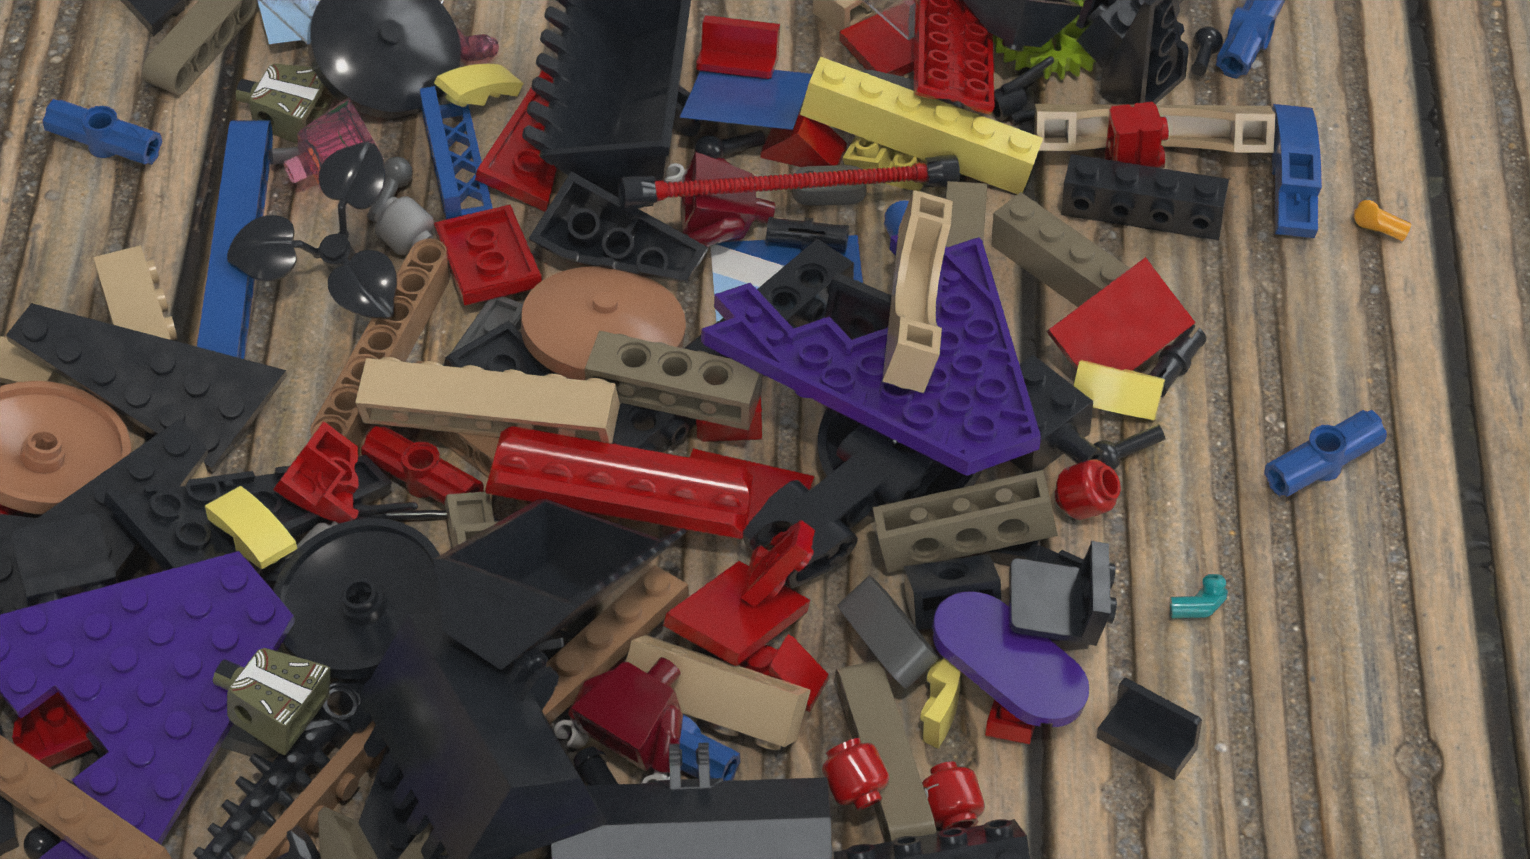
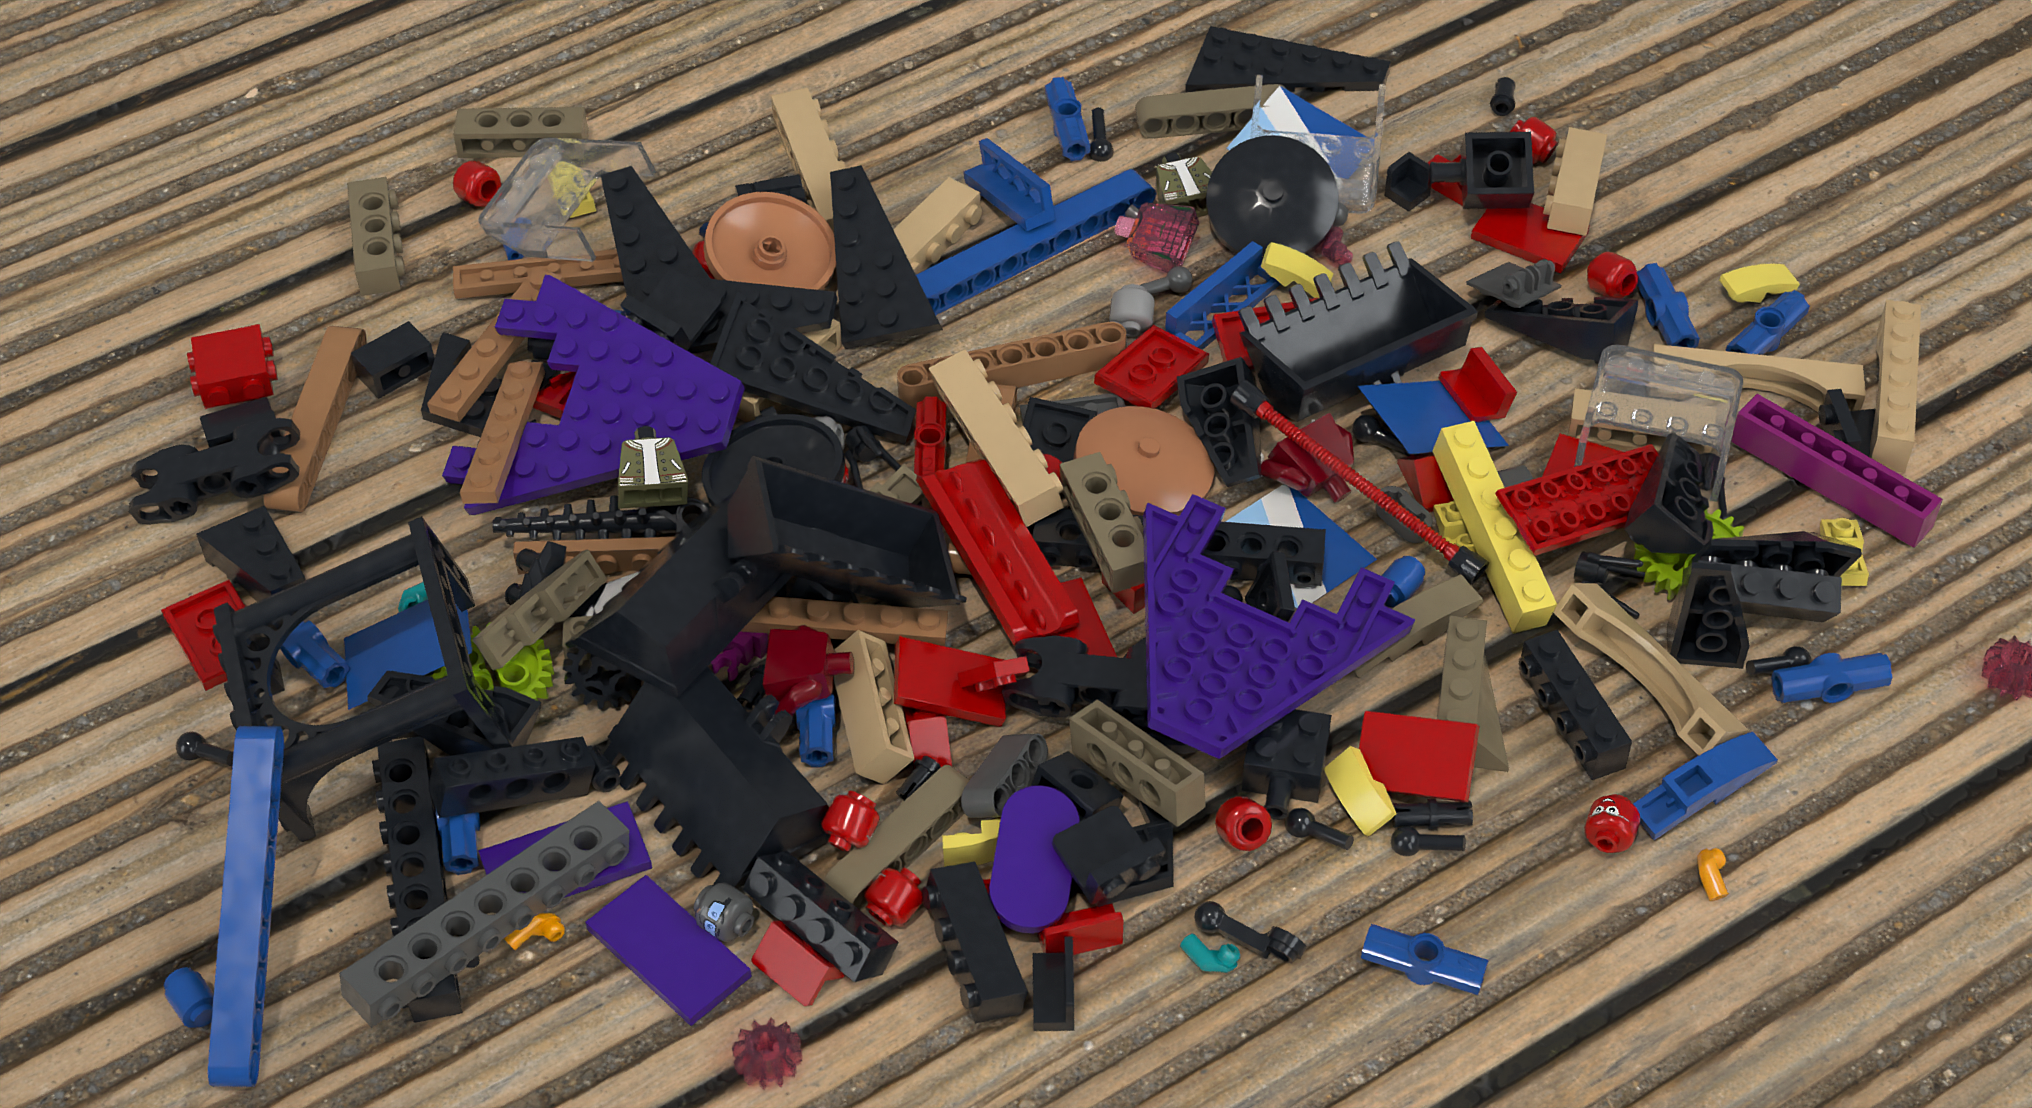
camera: 55 degrees right, 0 degrees up
(131, 115) = (1100, 148): none -> black bar
(163, 224) = (1011, 187): none -> blue fence
(253, 527) = (776, 379): light yellow slope -> none
(323, 476) = (865, 393): red slope -> none
(357, 281) = (1041, 313): black plant -> none
(787, 232) = (1332, 515): black pin -> none
(828, 704) = (922, 772): none -> black pin
(912, 326) = (1241, 617): tan arch -> none
(1059, 760) = (974, 942): none -> black brick
(1105, 669) = (1089, 927): none -> red panel
(1136, 135) = (1613, 662): red brick -> none
(1163, 574) = (1211, 918): none -> black piece
(1185, 395) = (1408, 841): none -> black bar
(1288, 248) = (1612, 823): none -> red head

